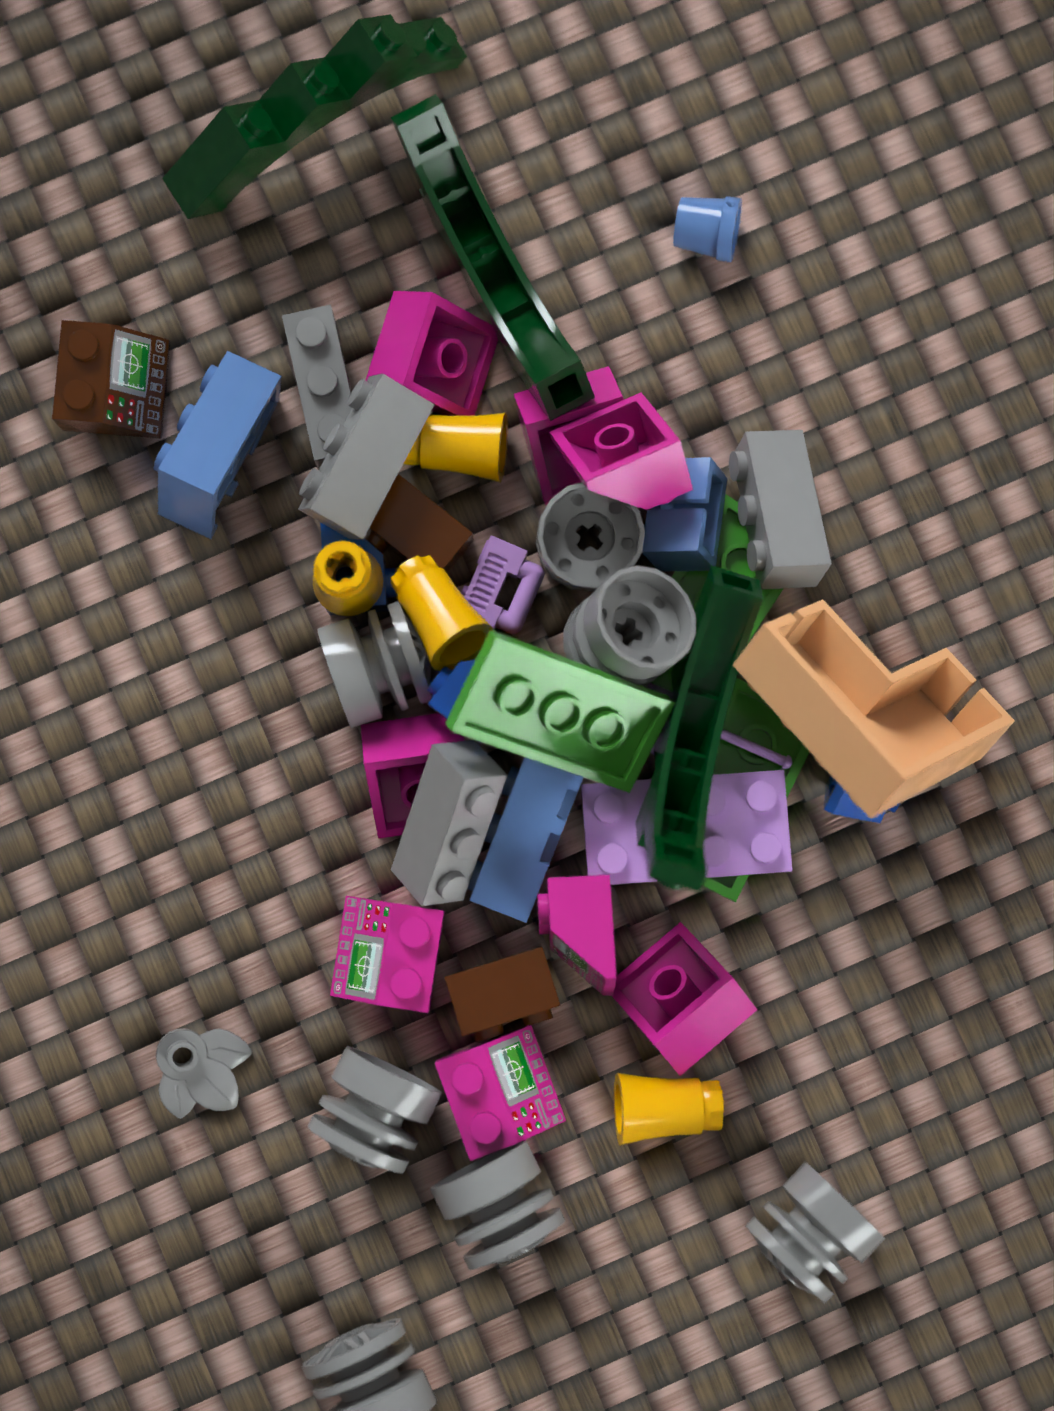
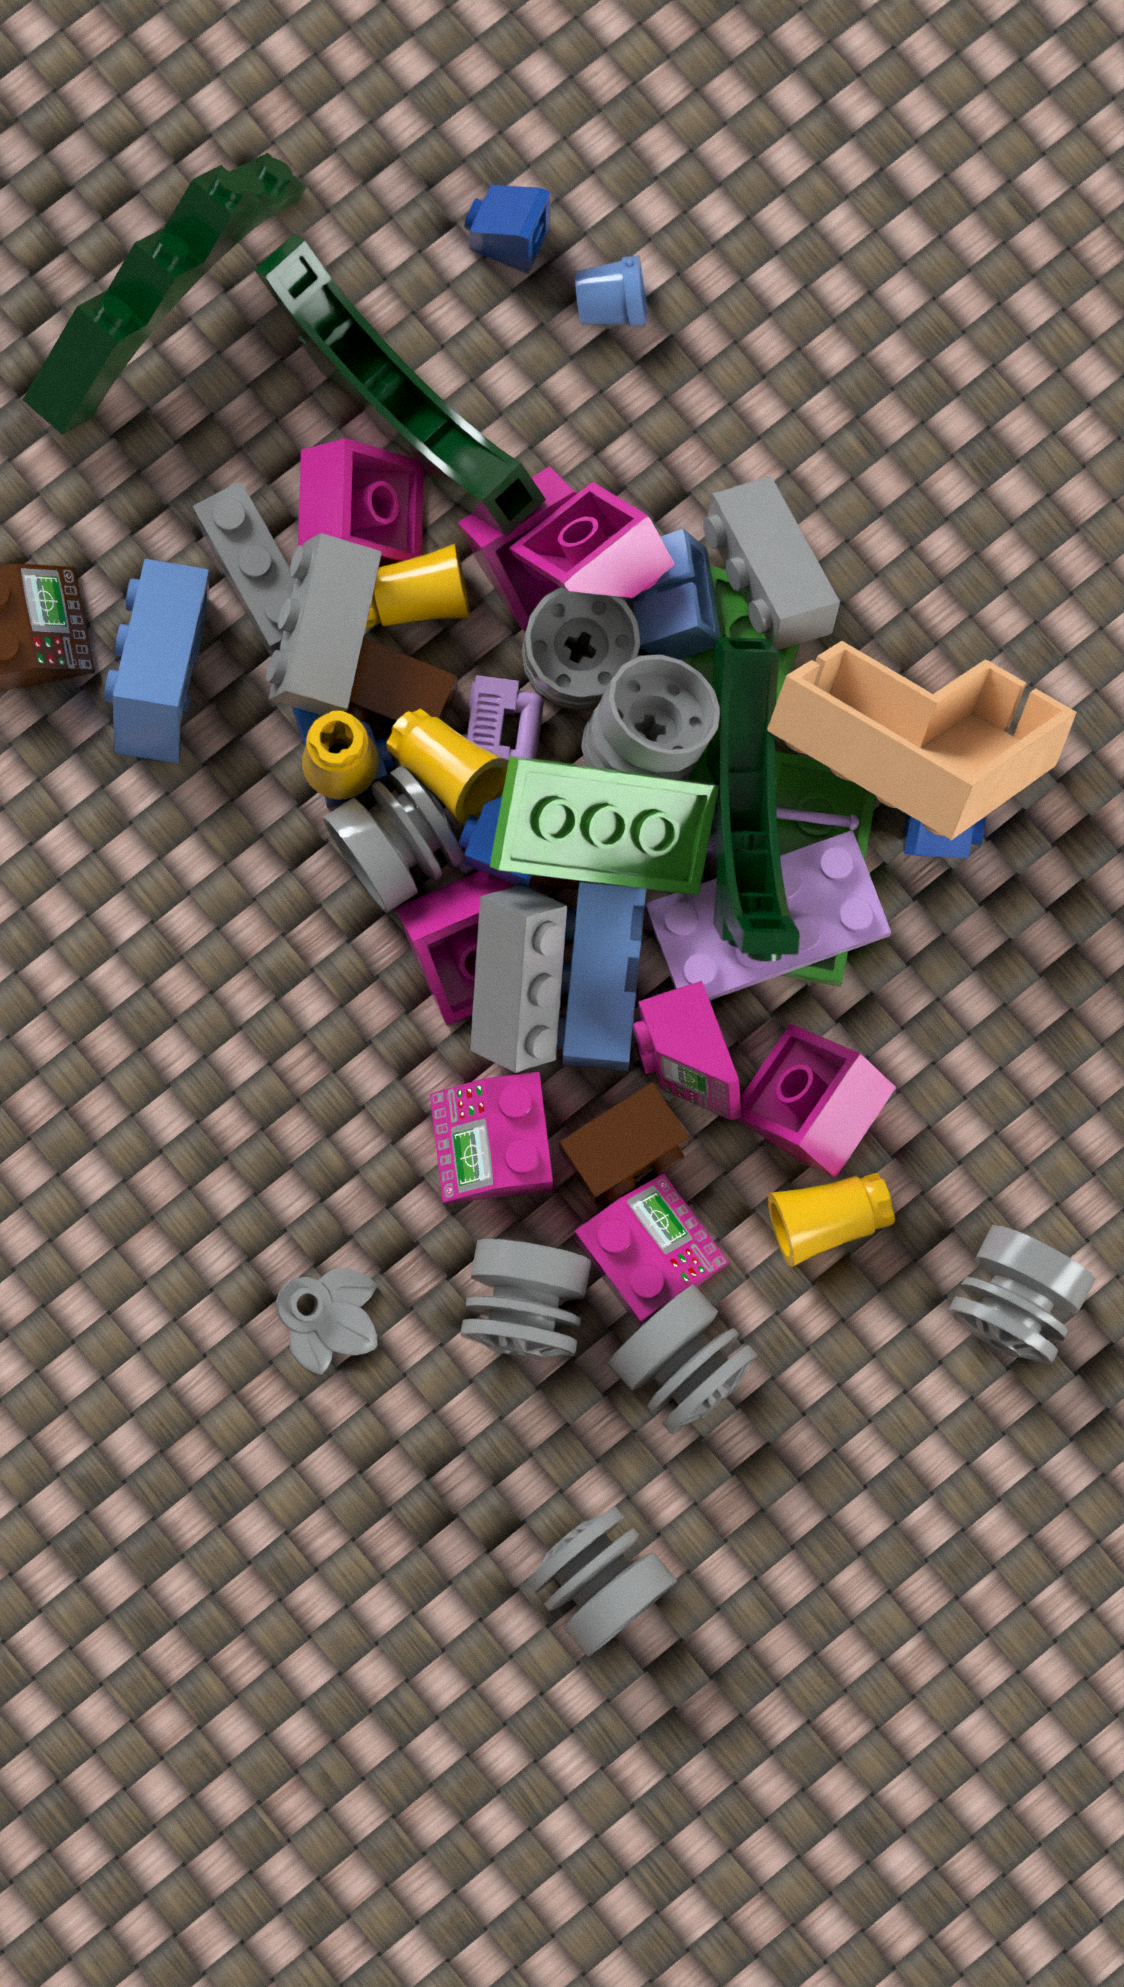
camera: 15 degrees left, 5 degrees down
(635, 139) = (510, 224): none -> blue slope

